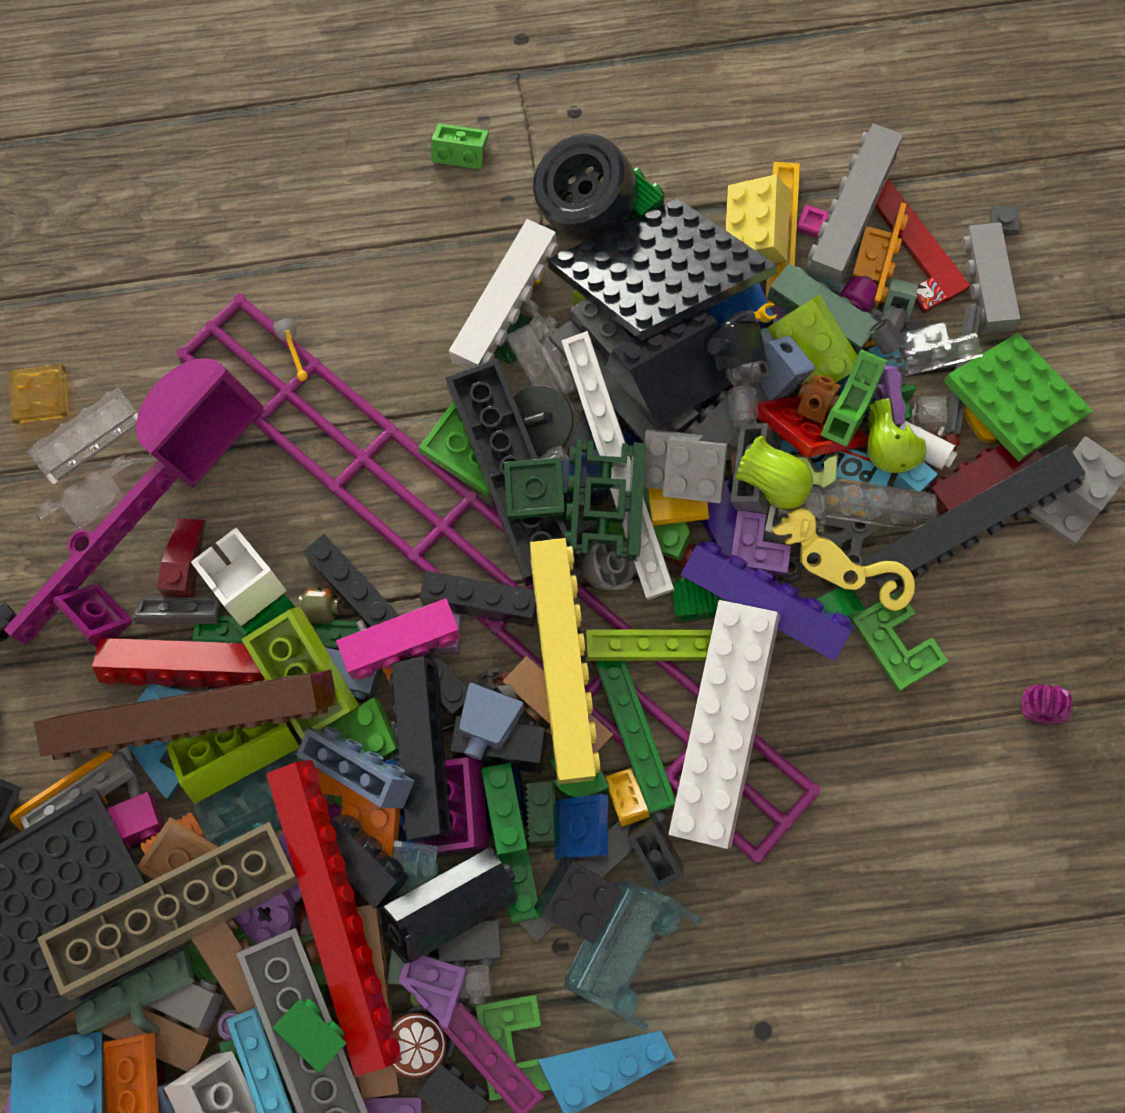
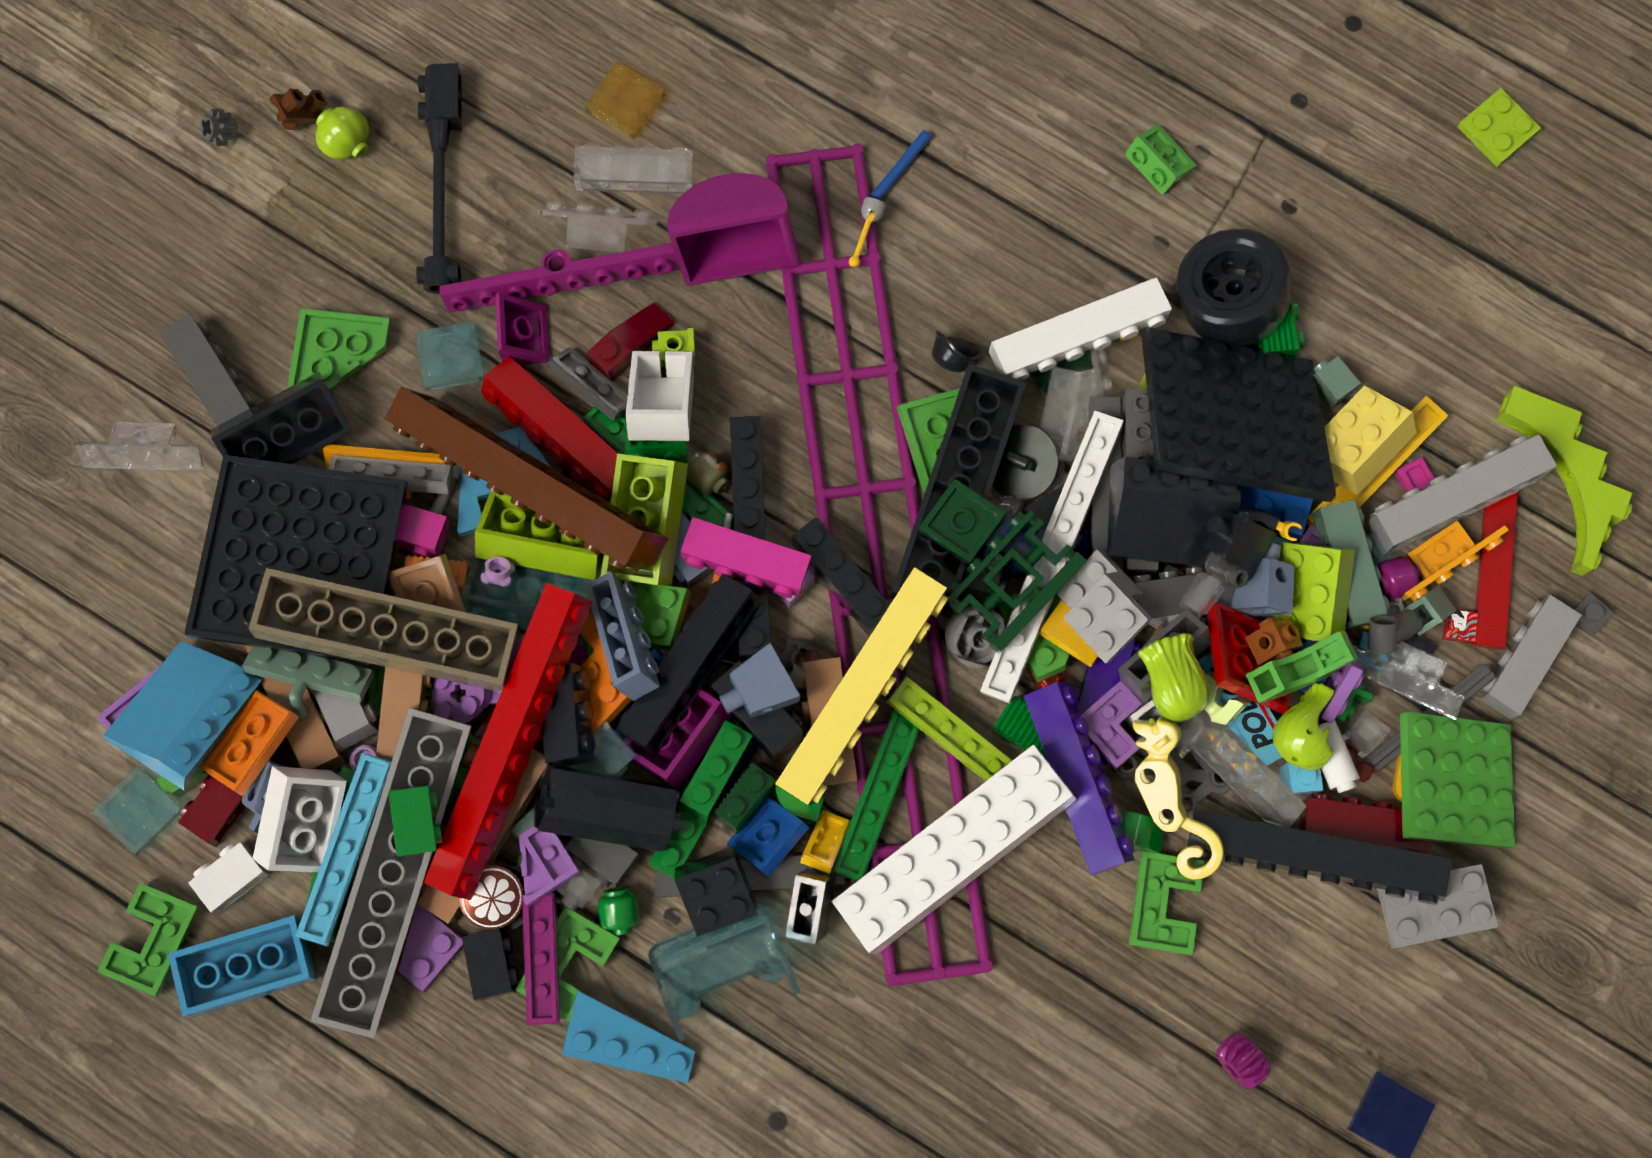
camera: 30 degrees right, 5 degrees up
(53, 675) = (449, 356): none -> clear light blue plate
(220, 799) = (498, 571): none -> lavender plate
(223, 525) = (684, 338): none -> lime brick
(280, 284) = (901, 165): none -> blue bar
(427, 383) = (954, 353): none -> black helmet
(517, 974) = (619, 910): none -> green head
(705, 199) = (1334, 381): none -> sand green brick
(942, 145) = (1579, 465): none -> lime arch

